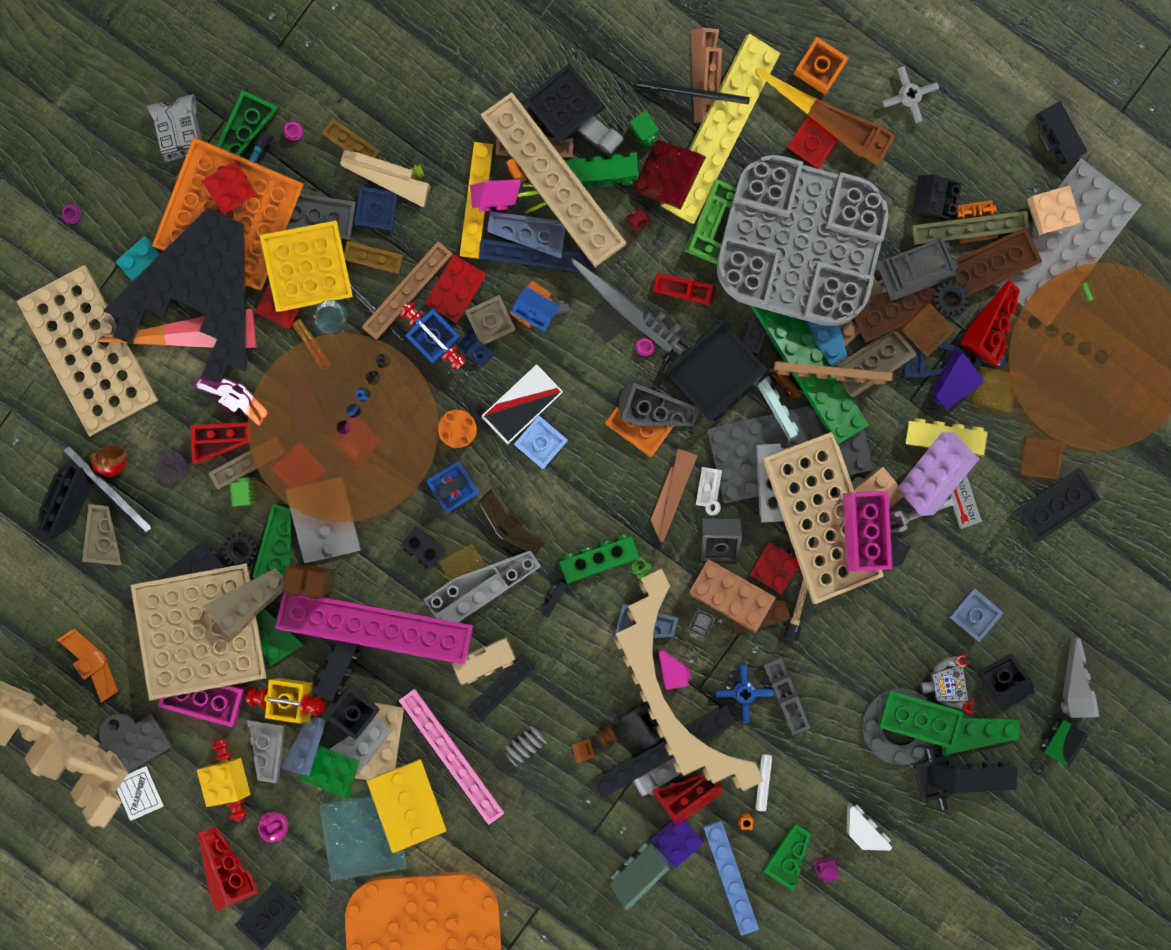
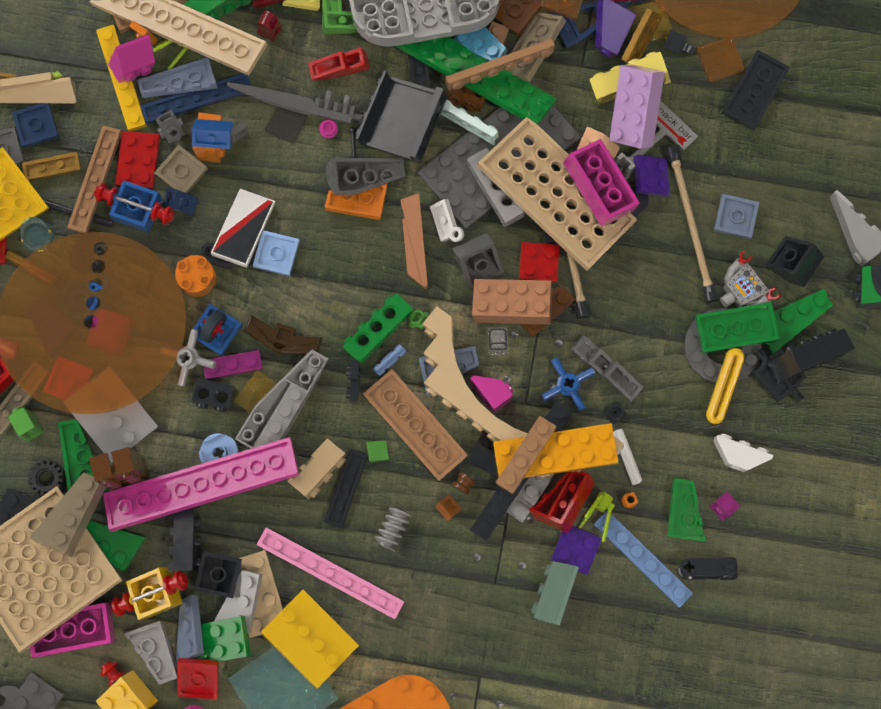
camera: 20 degrees left, 10 degrees down
(293, 792) = (198, 678): none -> red plate
(404, 589) = (216, 441): none -> light blue plate
(422, 504) = (195, 358): none -> light grey bar
(452, 526) = (234, 365): none -> magenta plate
(500, 274) = (170, 126): none -> dark grey brick
(545, 668) = (377, 451): none -> bright green slope
(589, 662) = (415, 425): none -> medium nougat plate
(595, 591) = (389, 360): none -> medium blue axle
(672, 750) = (526, 455): none -> medium nougat plate
(700, 758) = (565, 451): none -> light orange plate
(720, 813) = (602, 502): none -> lime plant
(773, 733) = (615, 407): none -> black plate
(792, 920) = (709, 568): none -> black piece
(882, 765) = (725, 386): none -> yellow piece
(914, 672) = (709, 289): none -> tan hose
(918, 540) = (651, 175): none -> dark purple plate
(978, 404) = (642, 36): none -> pearl gold plate
(1008, 423) = (677, 42): none -> black plate

